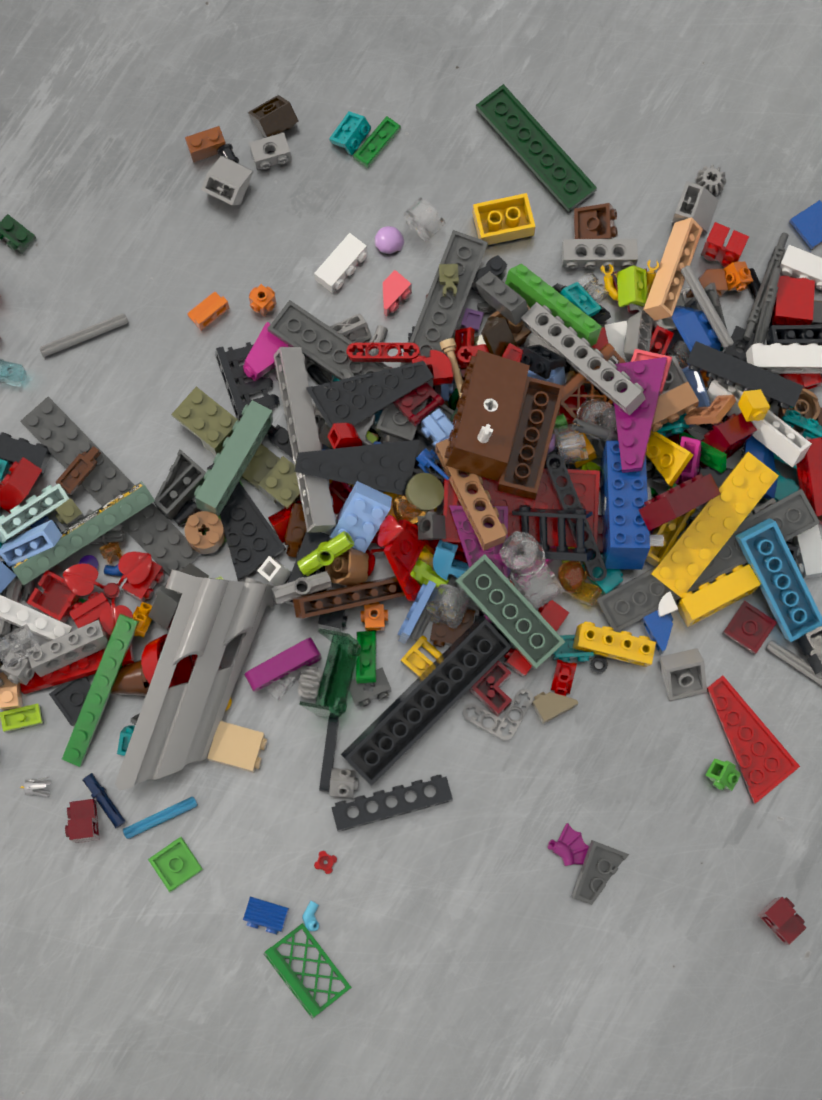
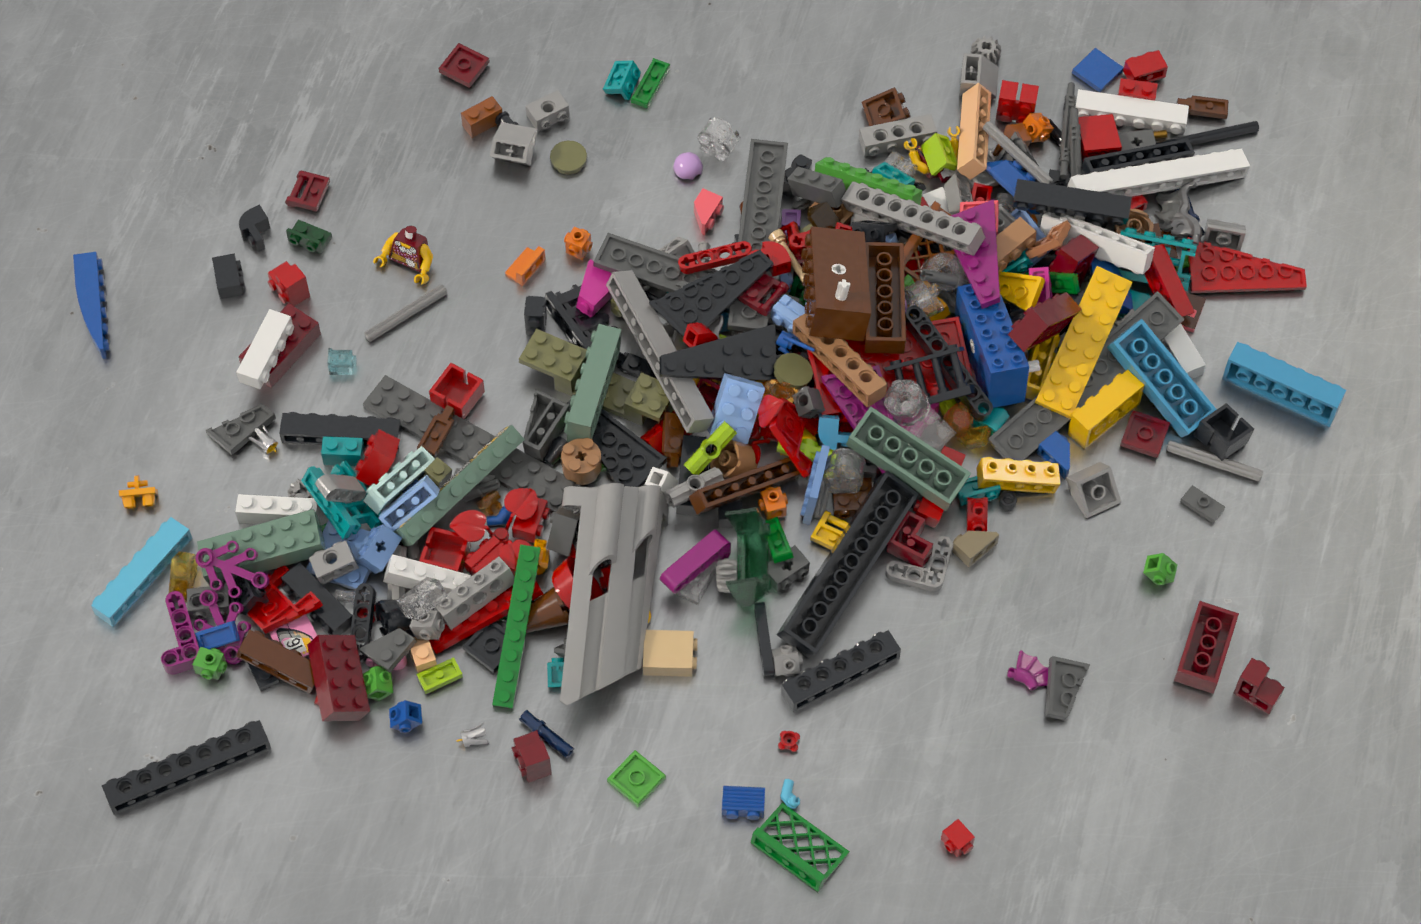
camera: 15 degrees left, 15 degrees down
(27, 189) = (312, 193): none -> dark red plate
(101, 272) = (410, 250): none -> torso
(108, 431) = (453, 391): none -> red piece
(159, 817) = (608, 737): dark azure axle -> none
(200, 370) = (535, 314): none -> black brick
(203, 83) = (464, 65): none -> dark red plate
(274, 116) = (542, 79): dark brown slope -> none
(278, 204) = (568, 157): none -> olive tile
(341, 263) = (647, 195): white brick -> none
(448, 276) = (760, 178): olive plate -> none
(454, 1002) = (957, 838): none -> red brick
(504, 219) = (797, 122): yellow brick -> none
(536, 147) = (808, 57): dark green plate -> none
(667, 605) = (1059, 427): white tile -> none
(744, 866) = (1206, 647): none -> dark red brick
(753, 405) = (1089, 223): yellow brick -> none
(755, 748) = (1181, 538): red wing -> none
(784, 713) = (1202, 504): none -> dark grey plate

